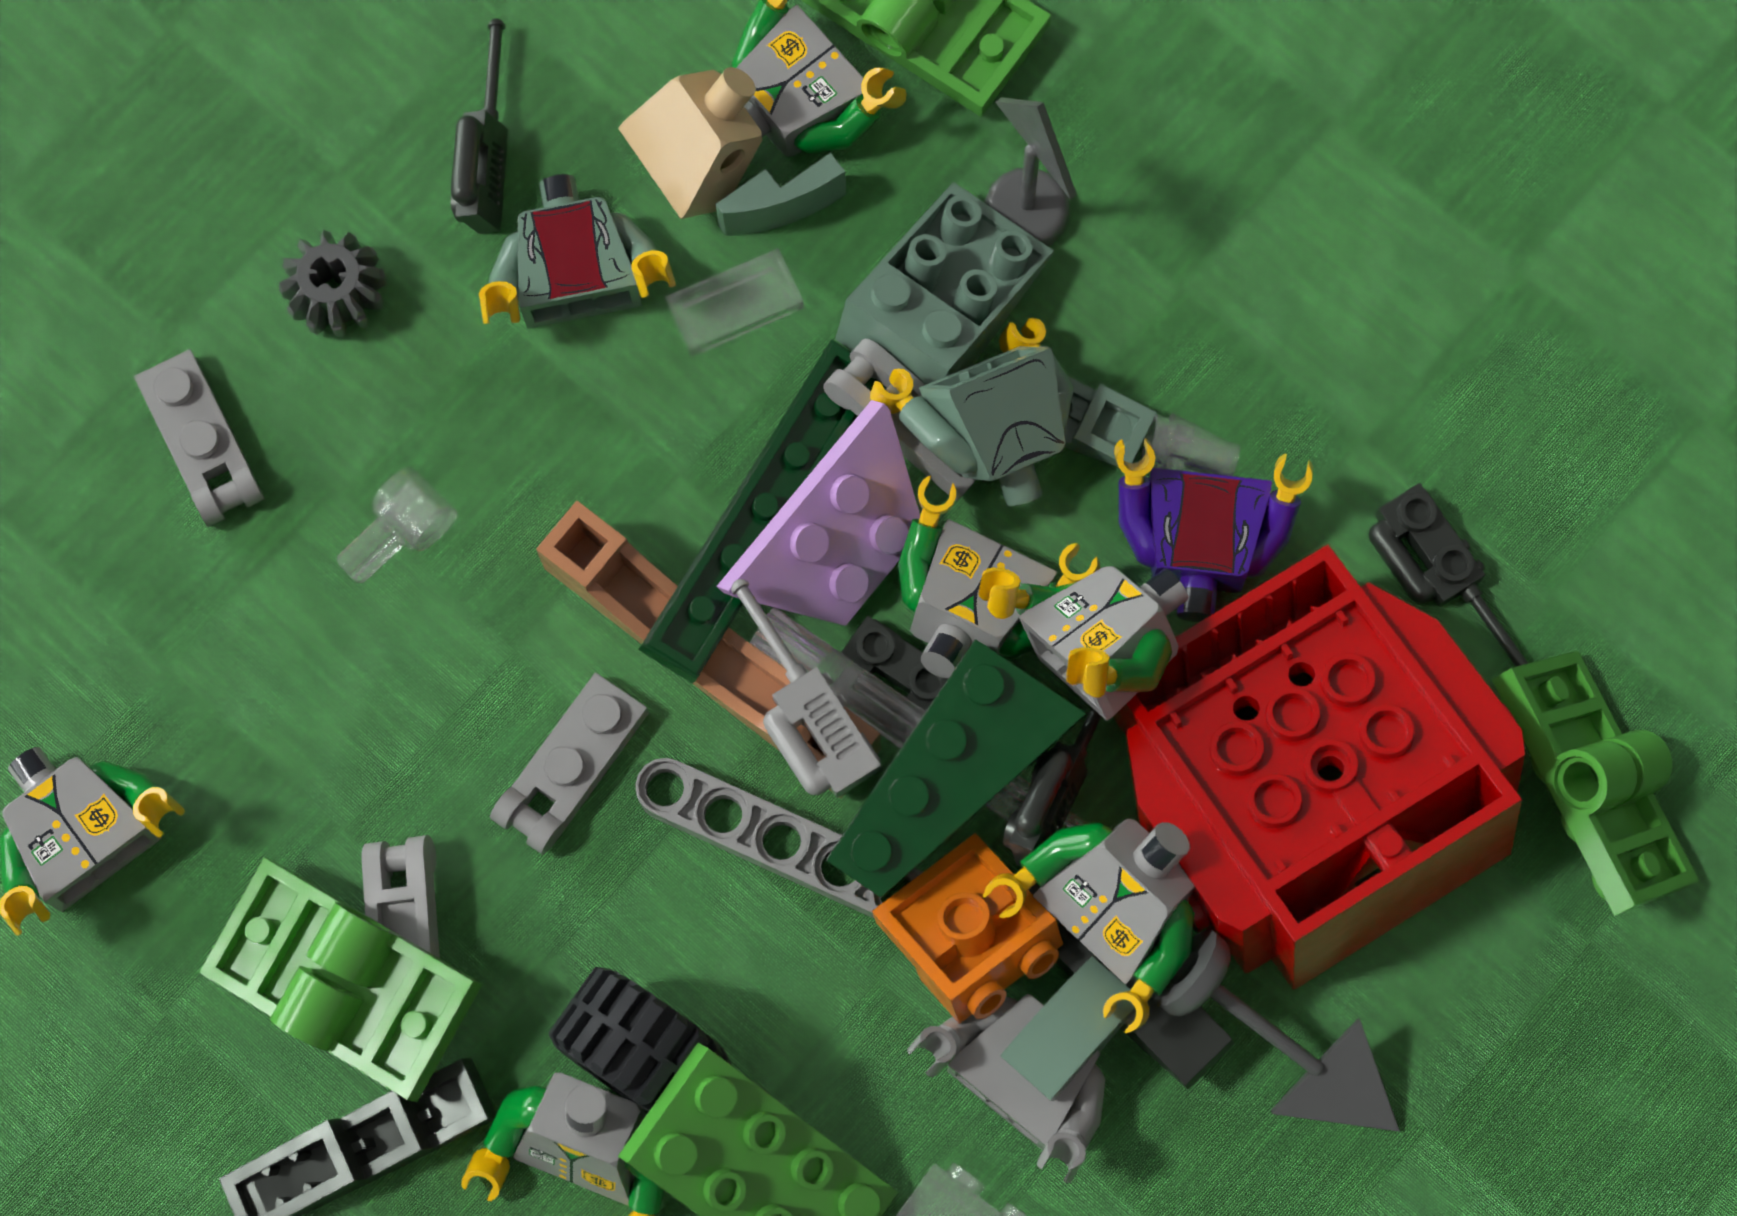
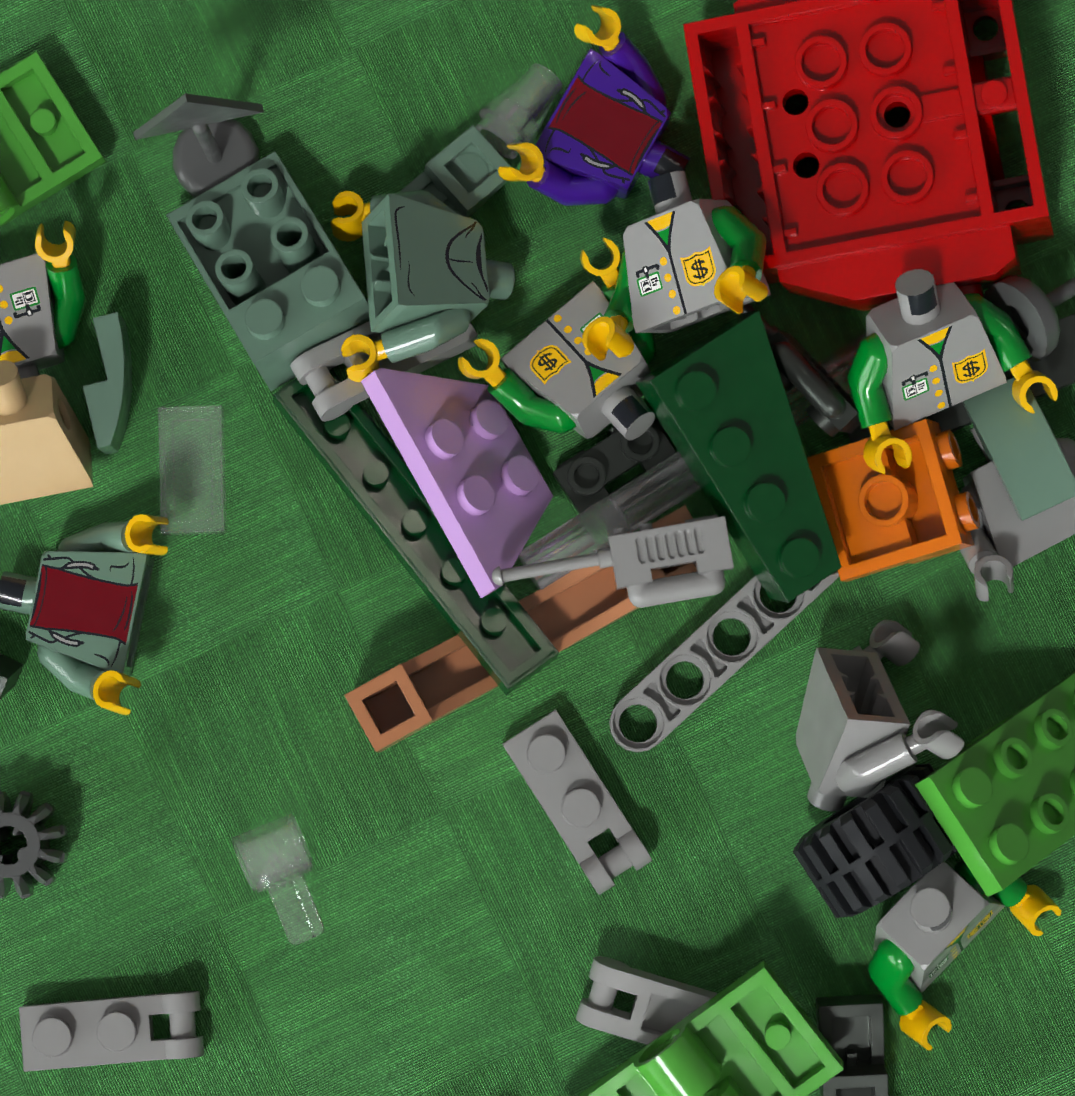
camera: 70 degrees left, 10 degrees up
(745, 976) = (855, 724): none -> light grey torso

